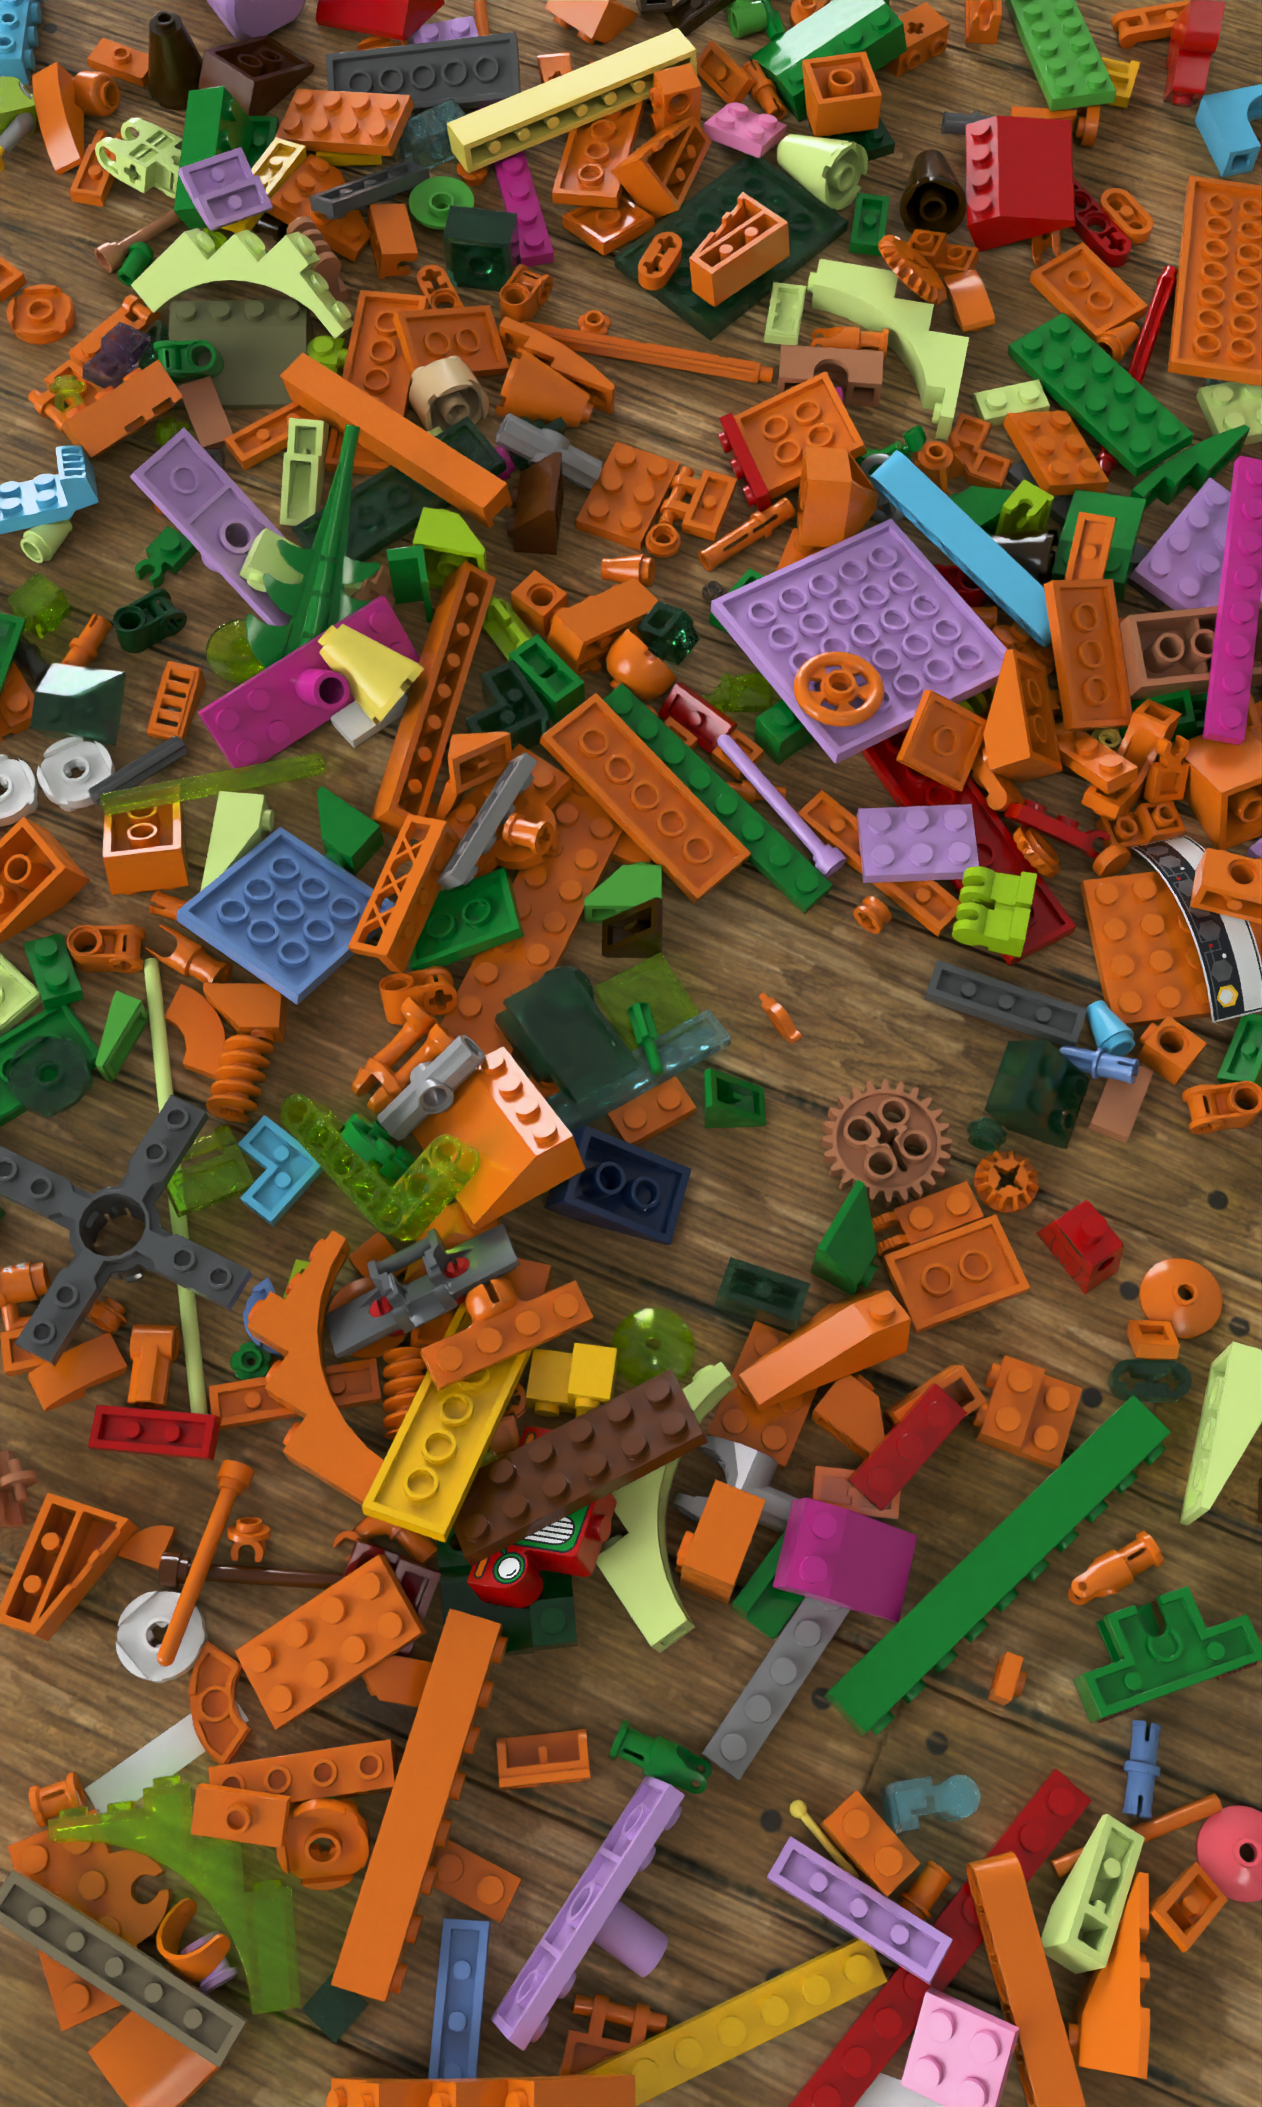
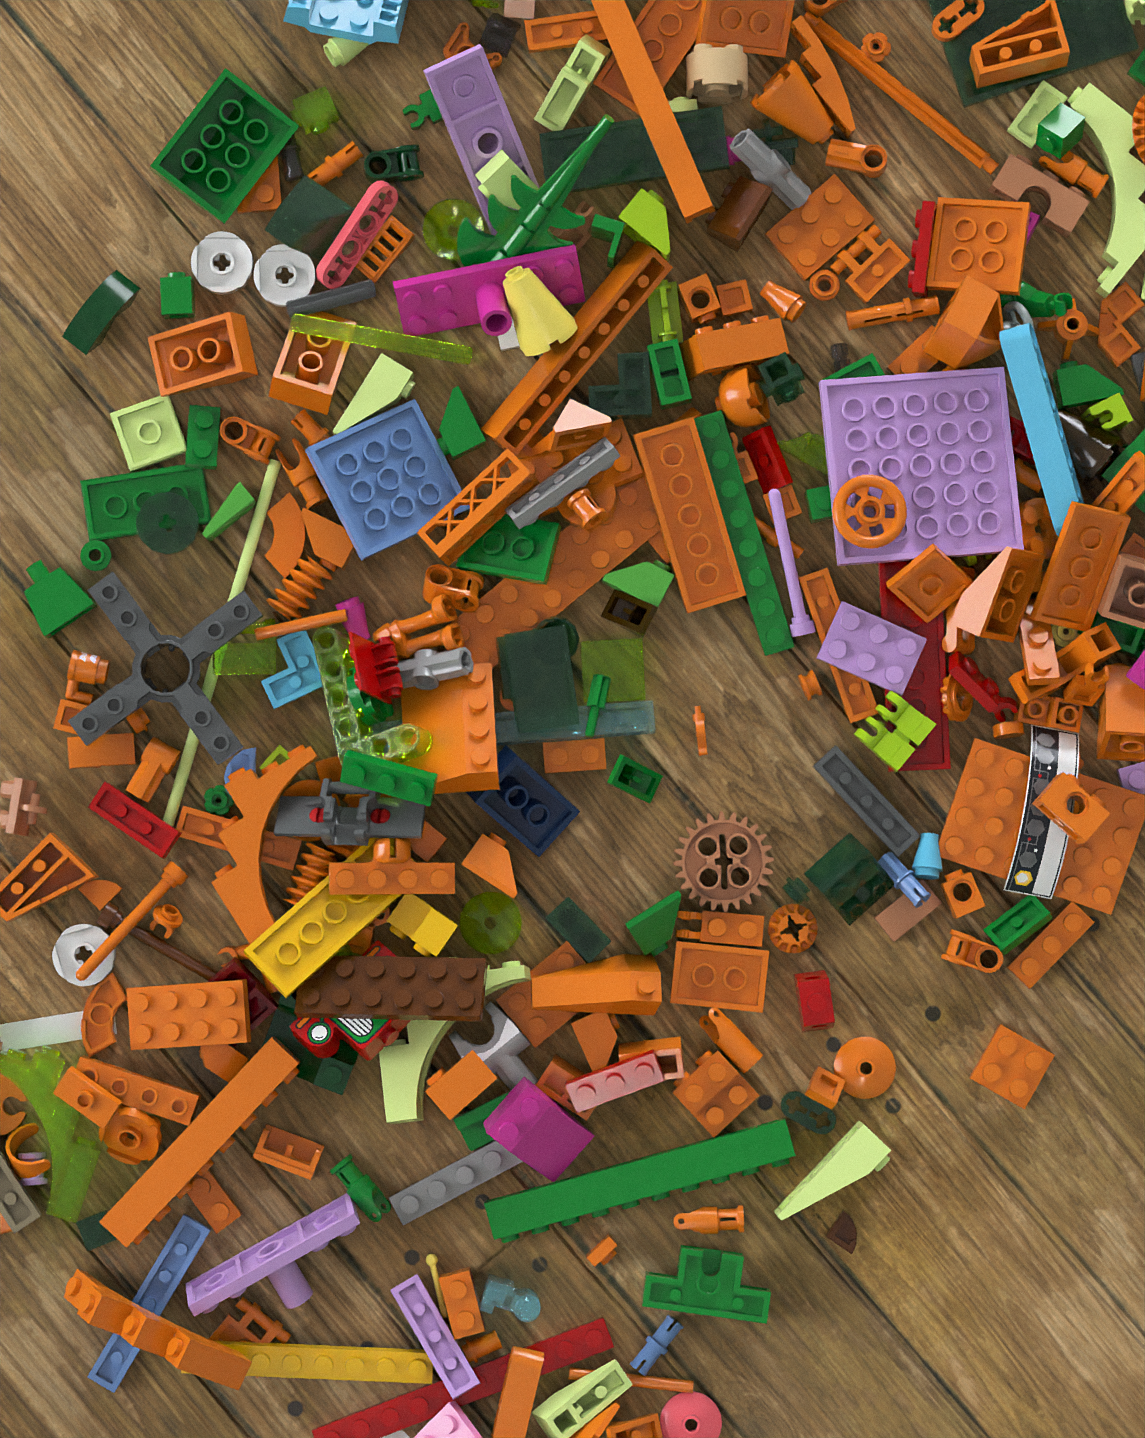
camera: 25 degrees right, 20 degrees up
(133, 694) = (352, 232): none -> coral beam
(259, 1108) = (301, 624): none -> orange bar
(319, 1081) = (356, 616): none -> dark pink cone
(372, 1104) = (376, 667): none -> red hinge
(445, 1212) = (388, 778): none -> green plate
(578, 585) = (734, 298): none -> orange plate
(623, 1274) = (492, 863): none -> orange slope
(640, 416) = (852, 157): none -> orange piece
(817, 309) = (1060, 130): none -> green brick
(1012, 1339) = (730, 1040): none -> orange piece

